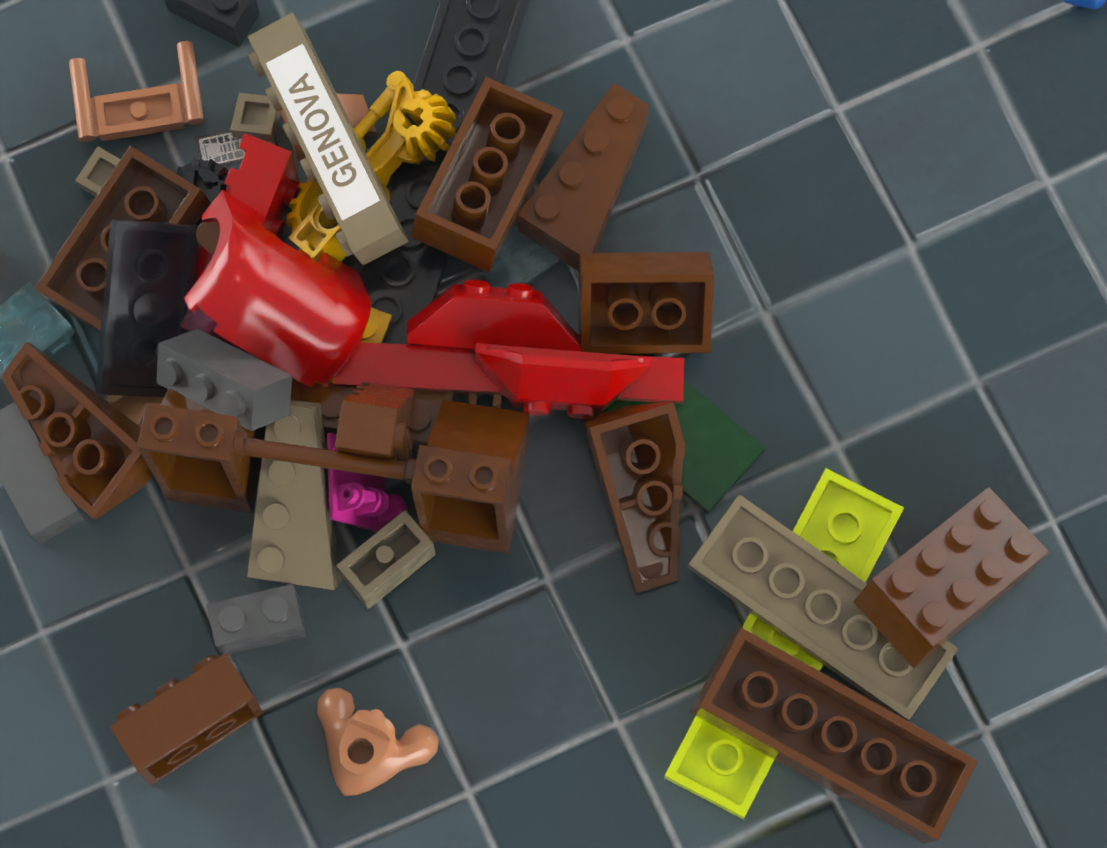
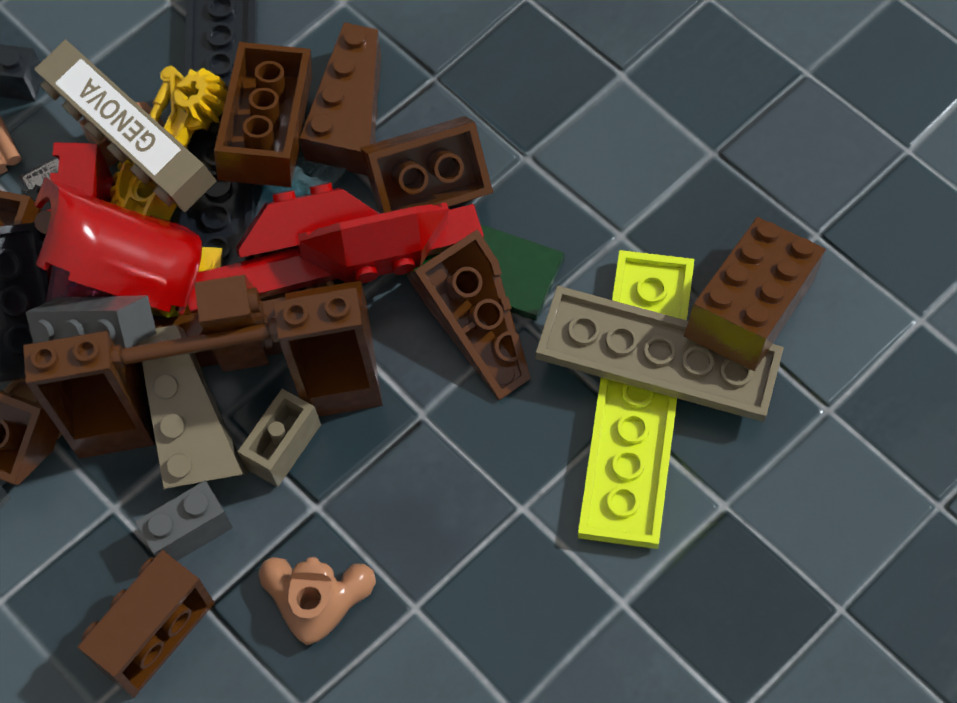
camera: 15 degrees left, 10 degrees down
(255, 117) = (63, 133): dark tan plate -> none
(360, 497) = (236, 391): dark pink hinge -> none
(834, 736) = (710, 448): reddish brown brick -> none

